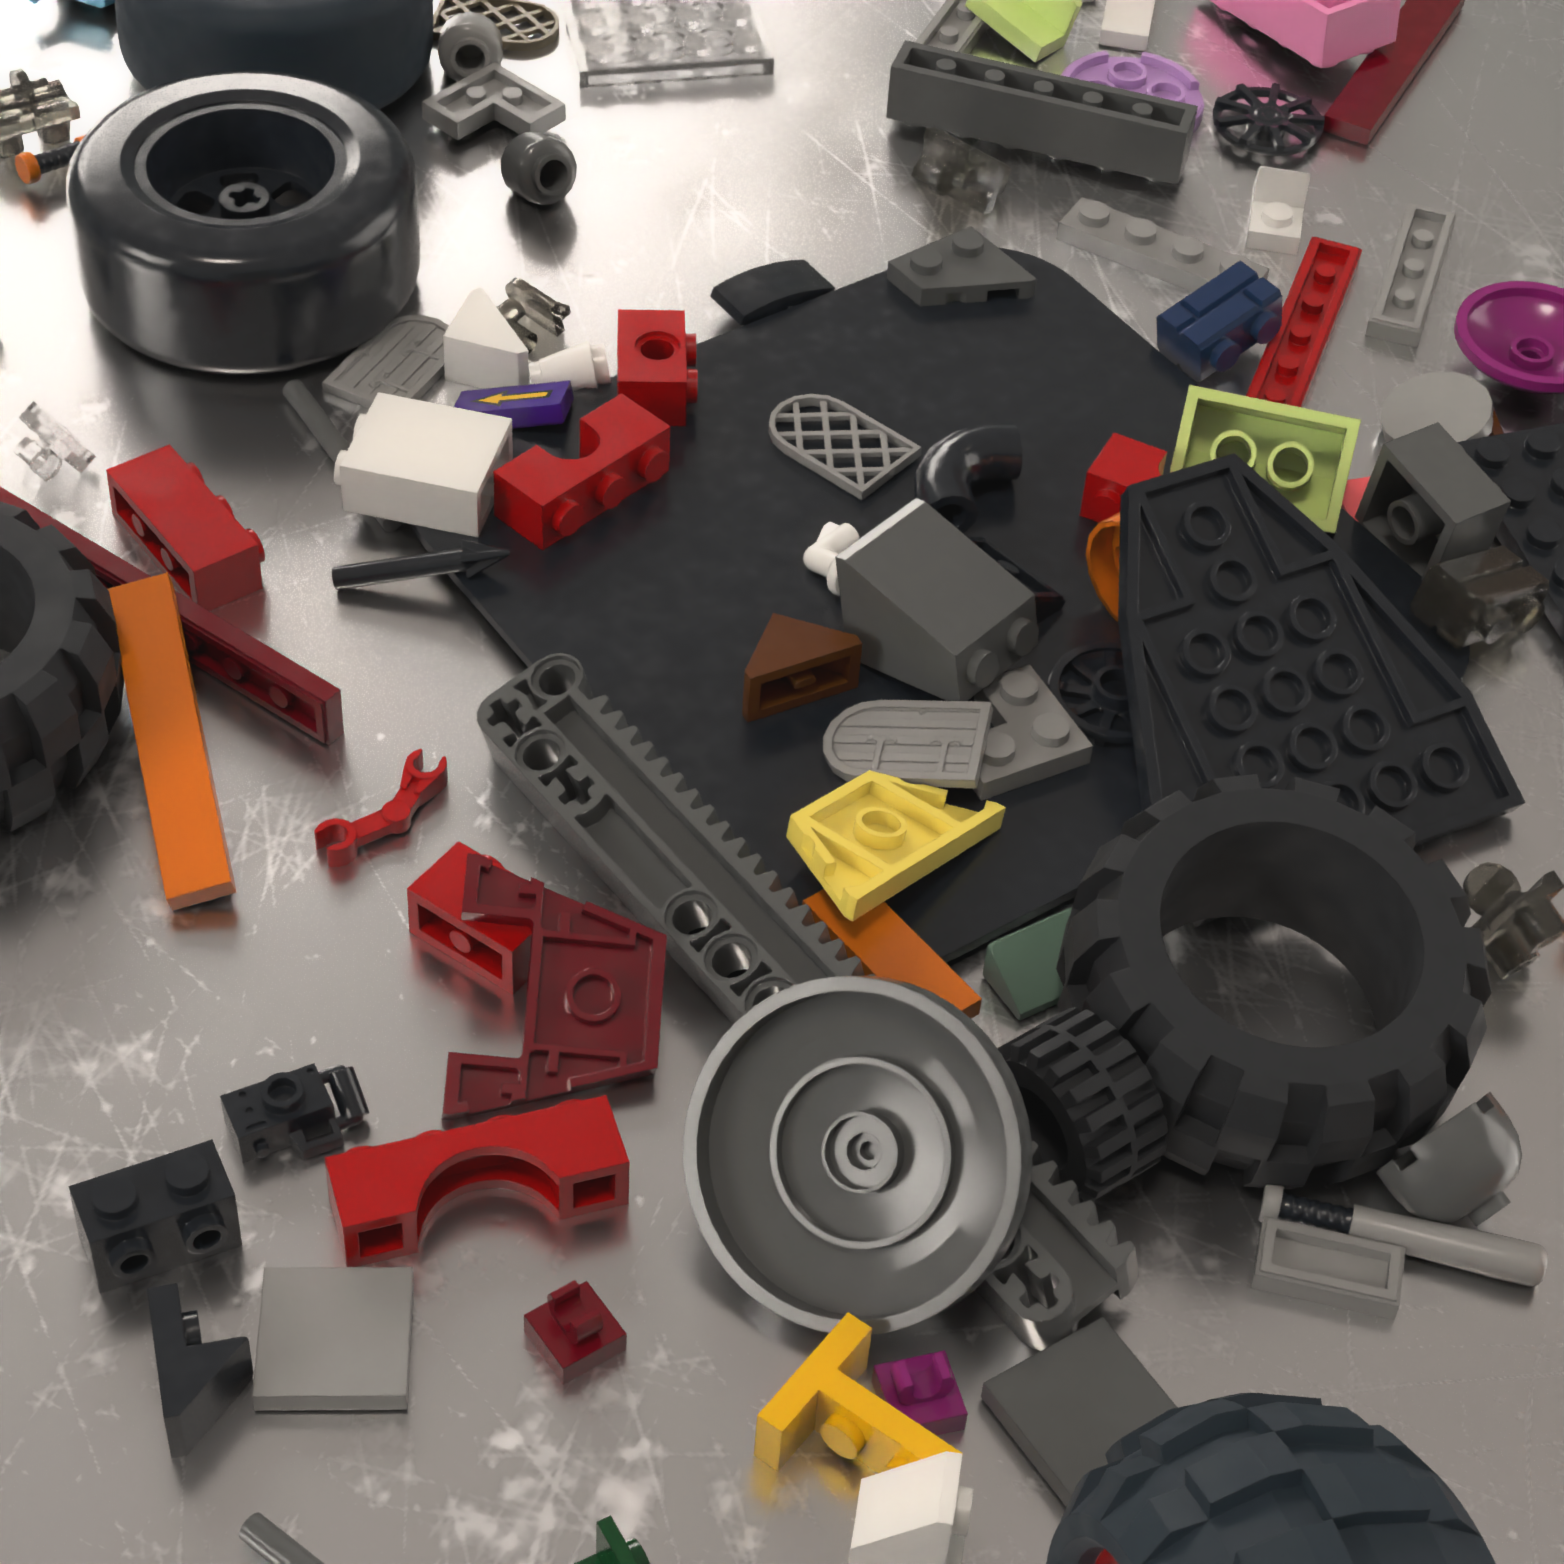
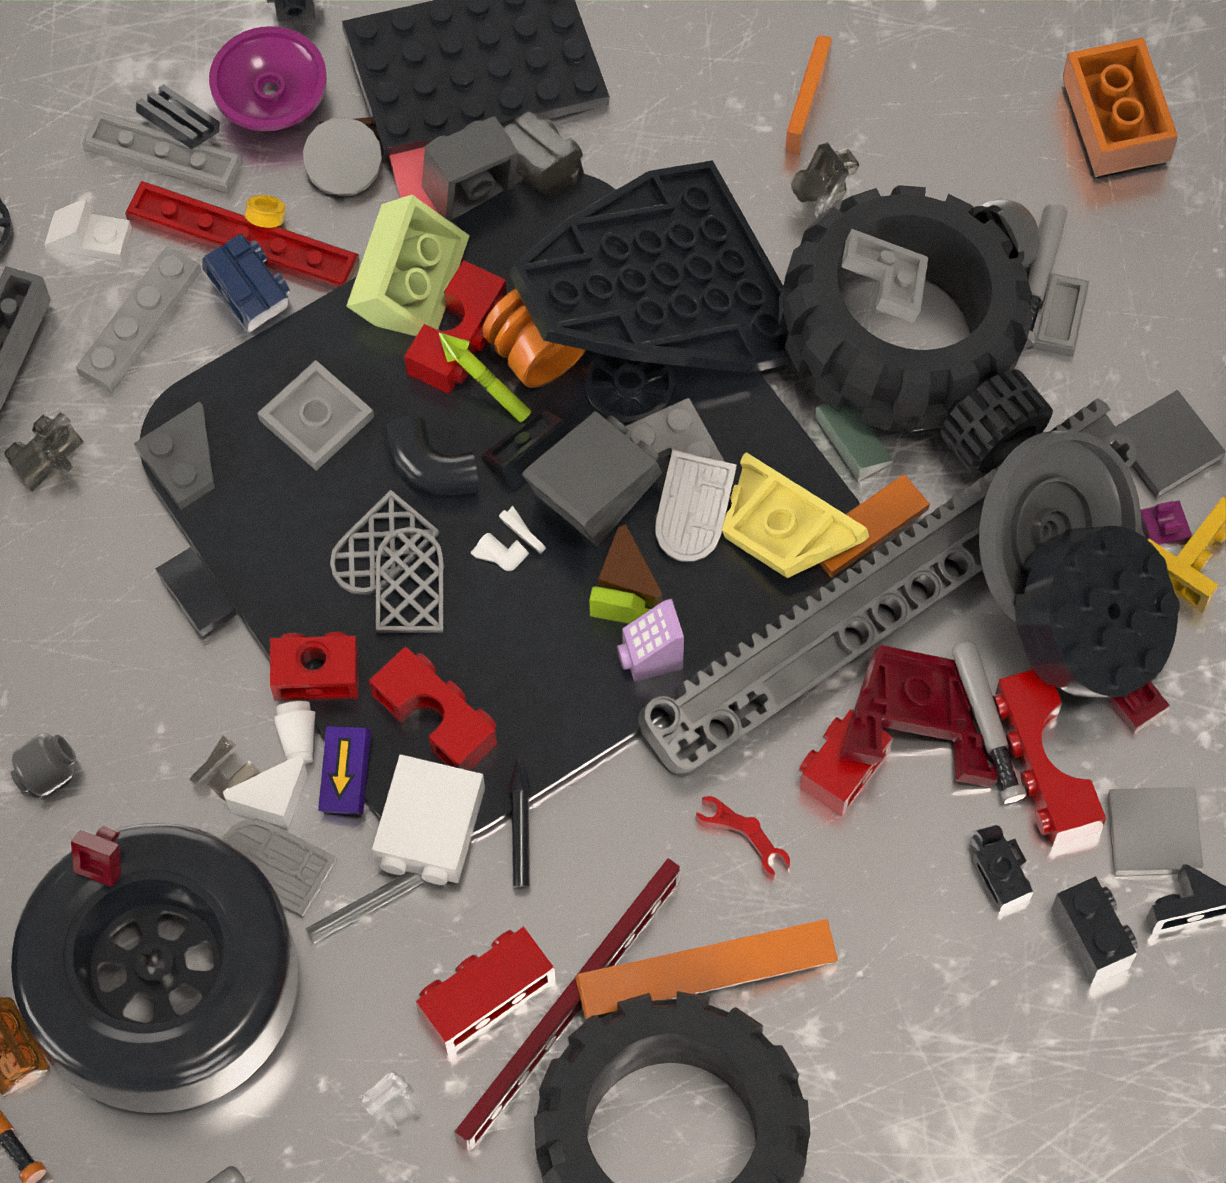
camera: 85 degrees left, 20 degrees up
(358, 99) = (97, 855): none -> dark red tile
(618, 1079) = (984, 708): none -> light grey piece
(637, 1218) = (1097, 611): none -> black piece
(675, 685) = (653, 643): none -> lavender slope
(739, 649) = (616, 605): none -> lime tile
(788, 434) = (394, 557): none -> light grey window
(1030, 384) = (316, 415): none -> light grey tile
(1122, 470) = (458, 350): none -> lime piece
(1295, 897) = (897, 269): none -> light grey plate
(1337, 350) = (265, 211): none -> yellow tile
(1478, 262) = (182, 113): none -> black tile

